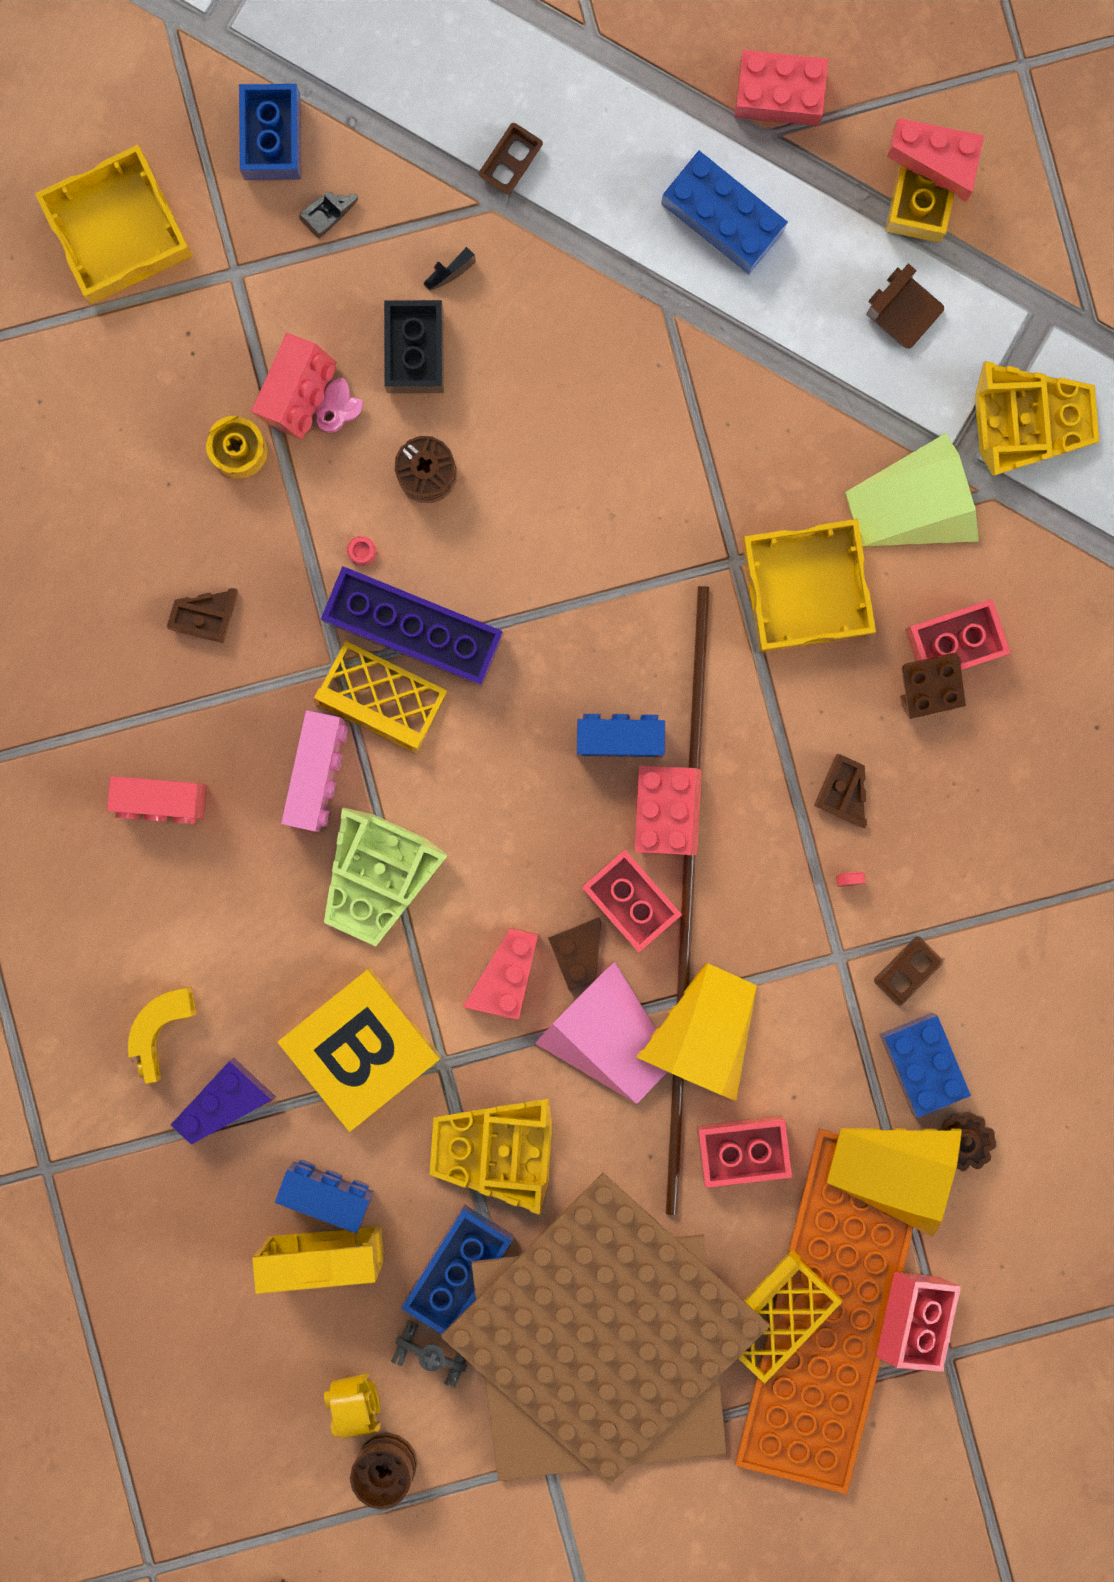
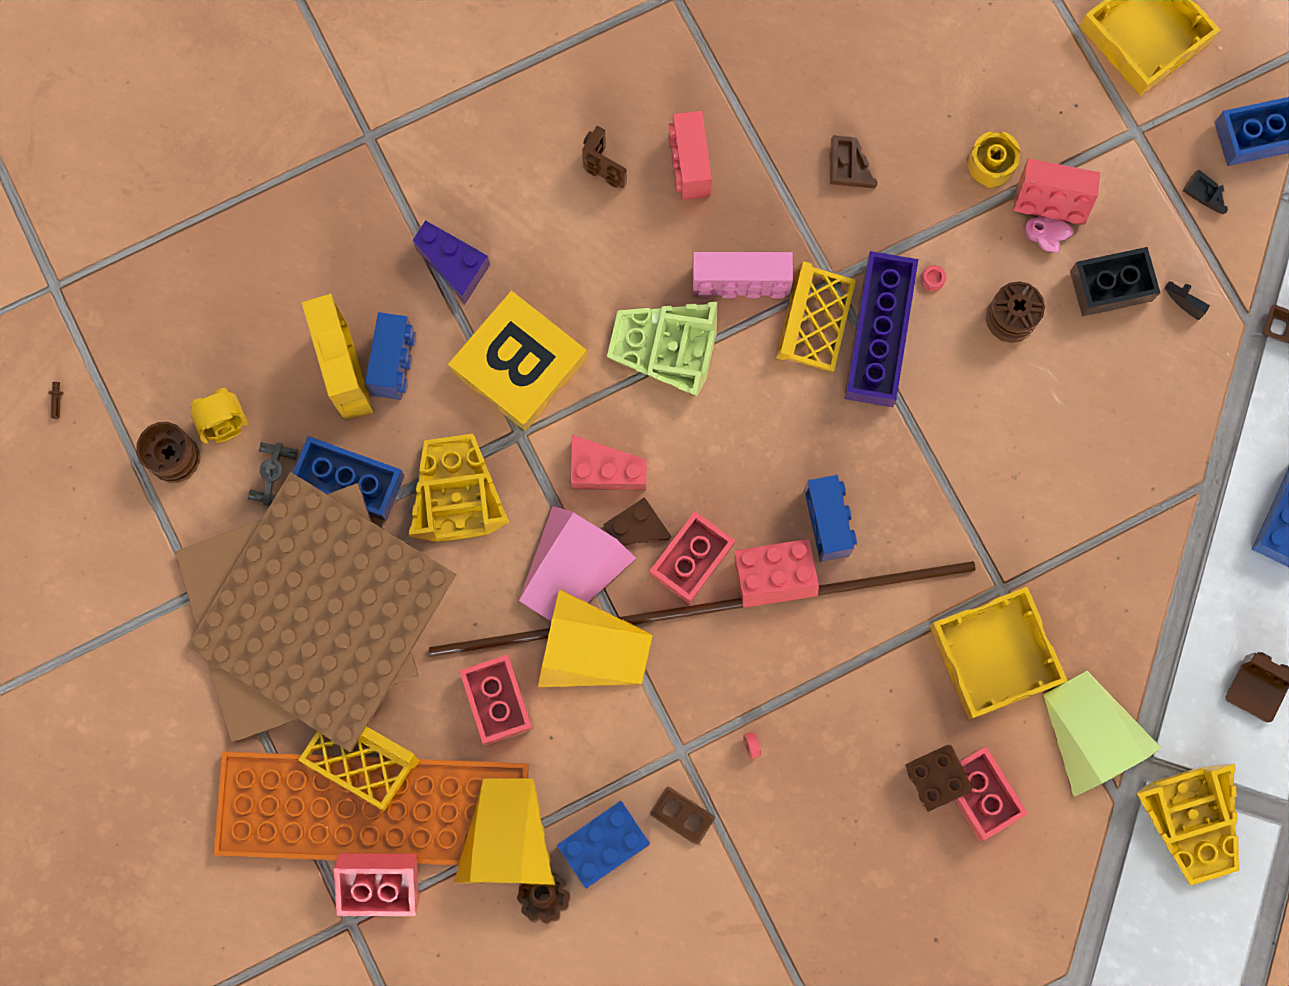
camera: 80 degrees right, 10 degrees down
(121, 910) = (600, 165): none -> reddish brown bracket
(148, 1024) = (504, 190): yellow arch -> none
(844, 791) = (826, 724): reddish brown wing -> none

